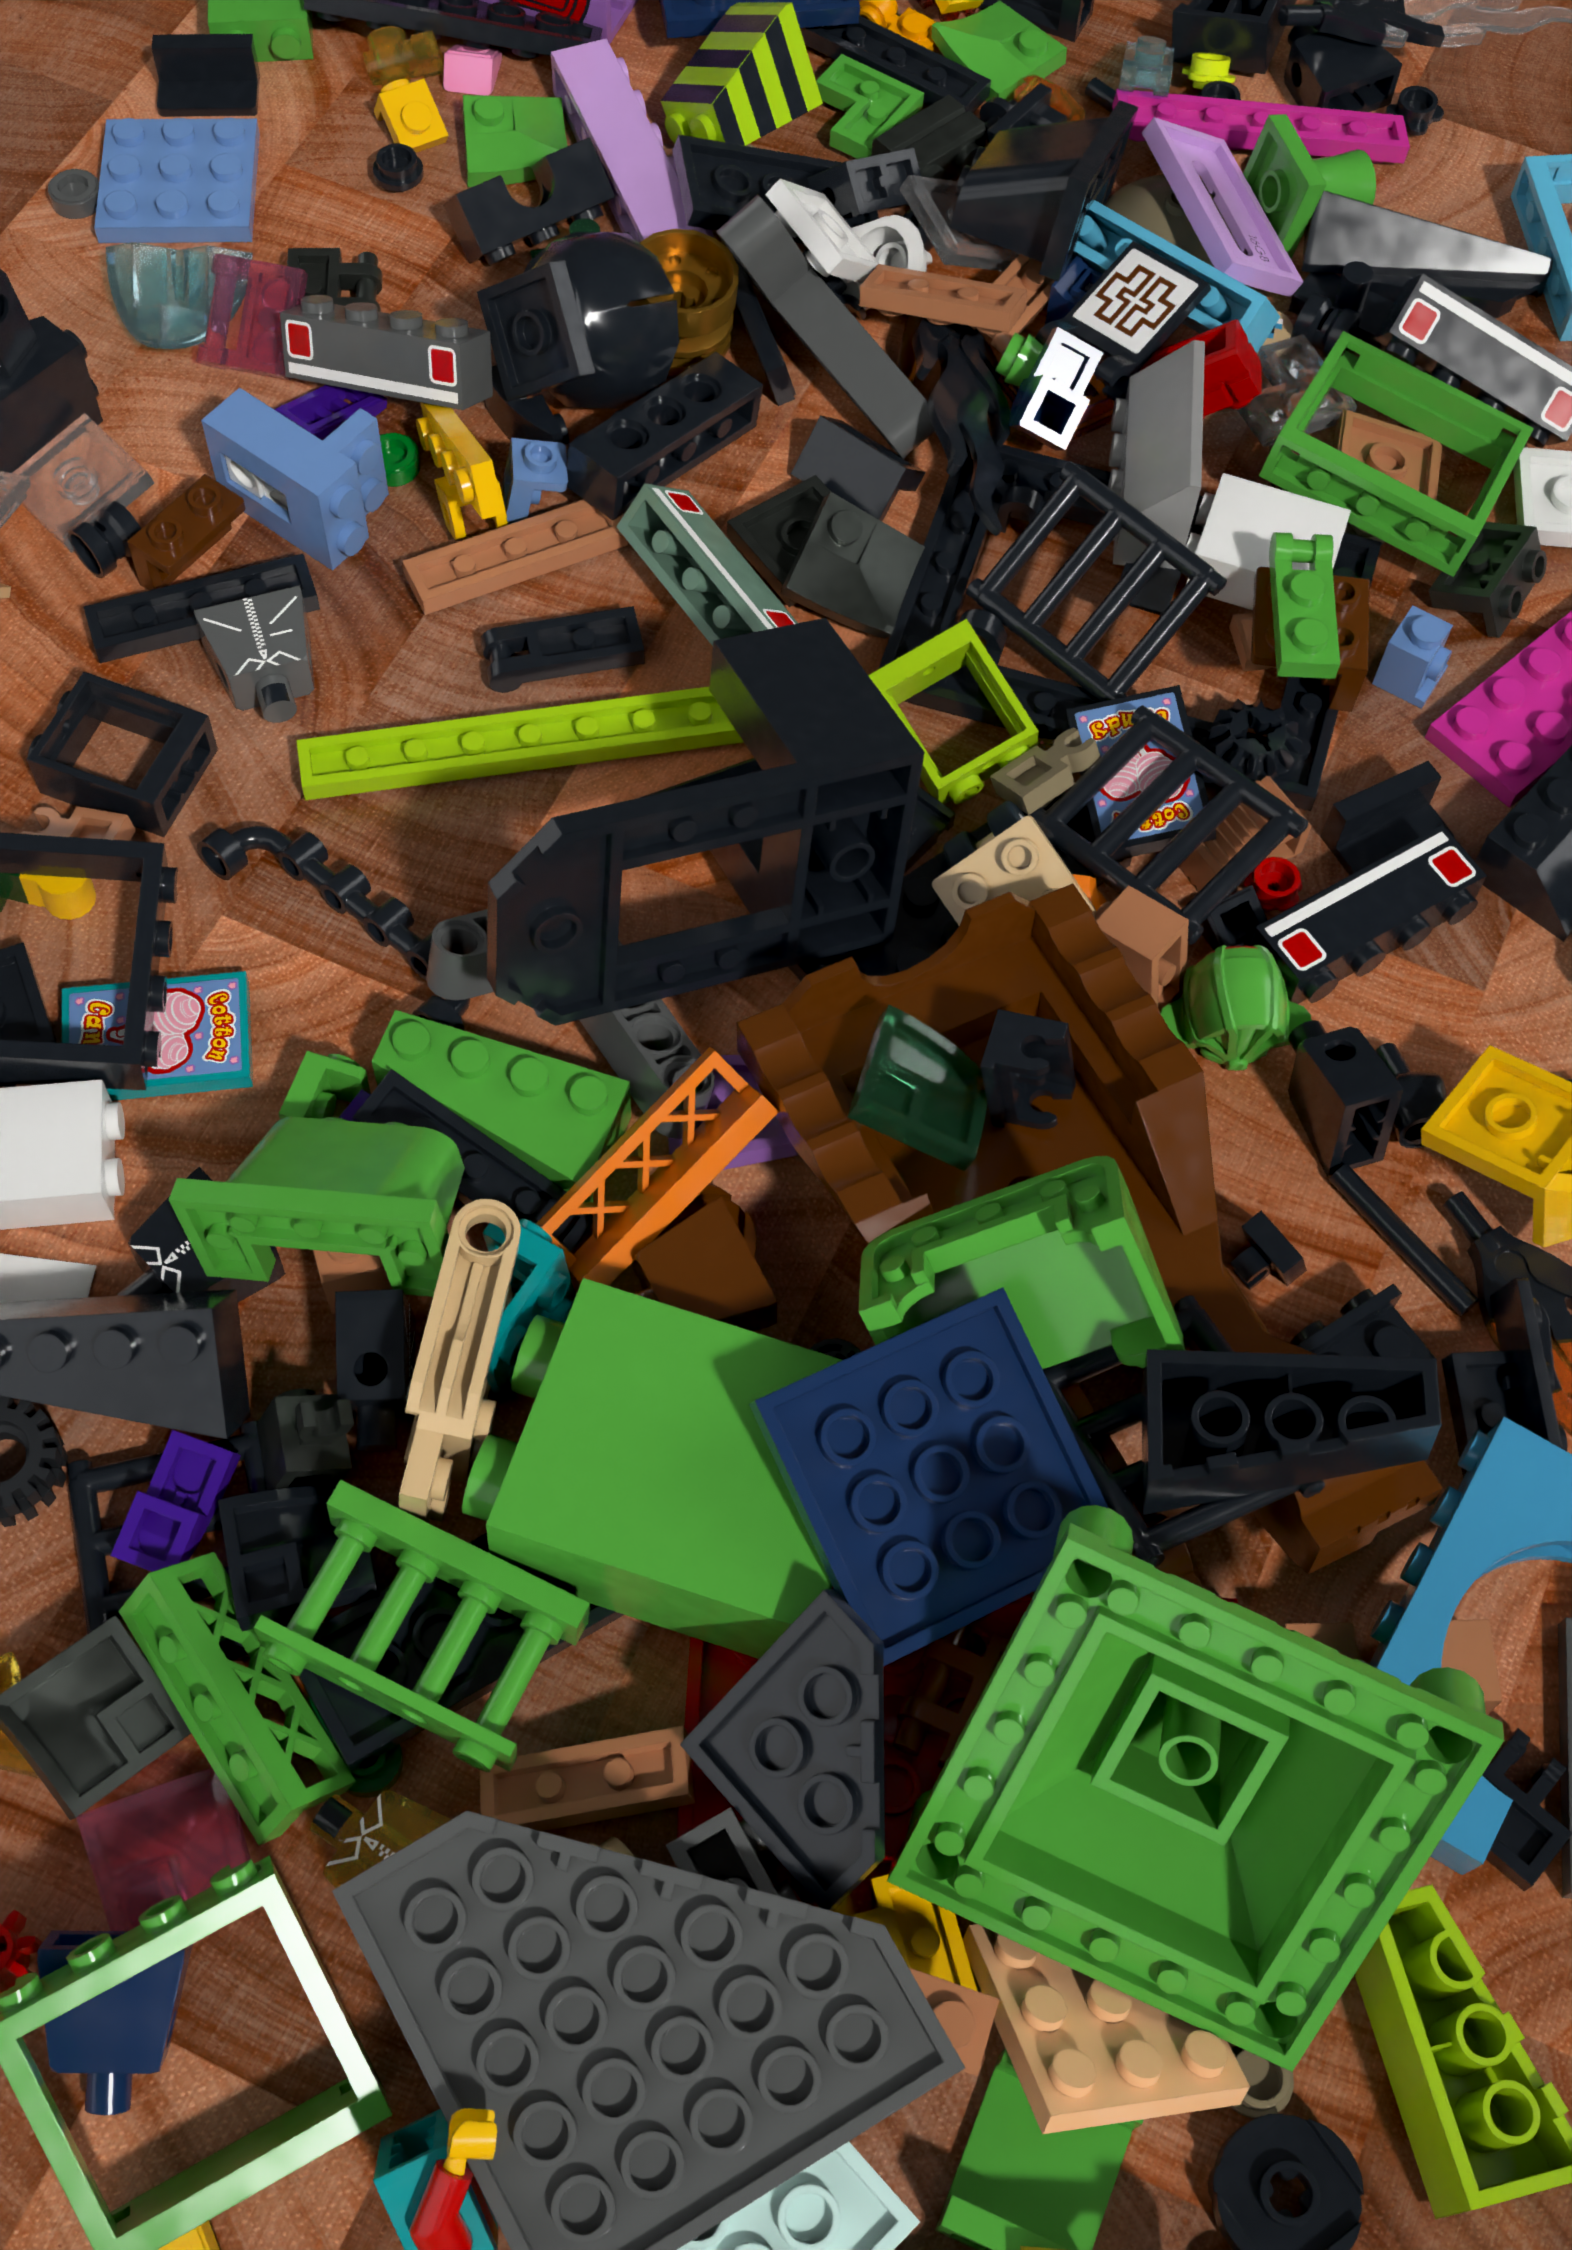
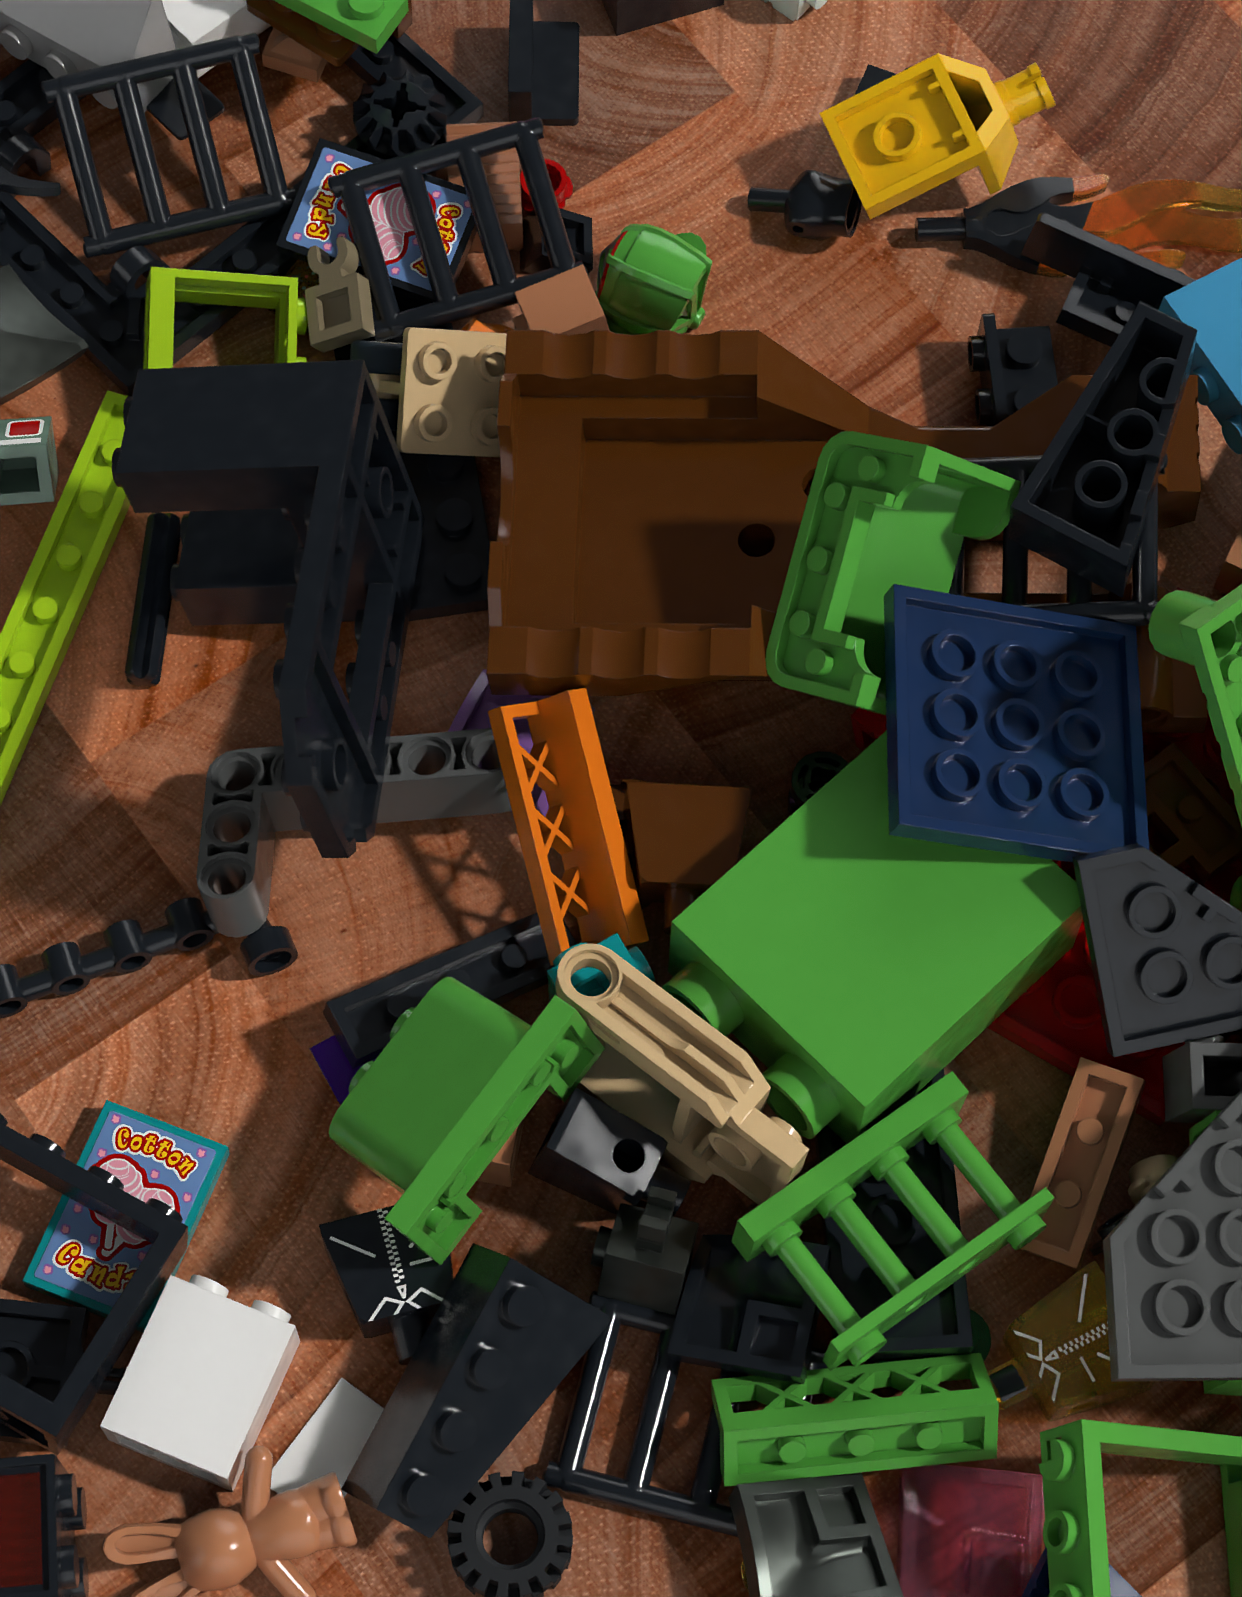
camera: 60 degrees left, 5 degrees up
(178, 1505) = (647, 1394): dark purple slope -> none
(320, 1083) = (291, 1102): bright green bracket -> none
(527, 1102) = (416, 906): bright green wedge -> none
(921, 1090) = (638, 561): clear green plate -> none
(1025, 1061) = (658, 467): black hinge -> none
(1267, 1253) = (893, 390): black tile -> none
(1342, 1095) = (785, 251): black torso -> none
(1371, 914) = (623, 128): black brick -> none
(1403, 1240) = (929, 288): black bar -> none

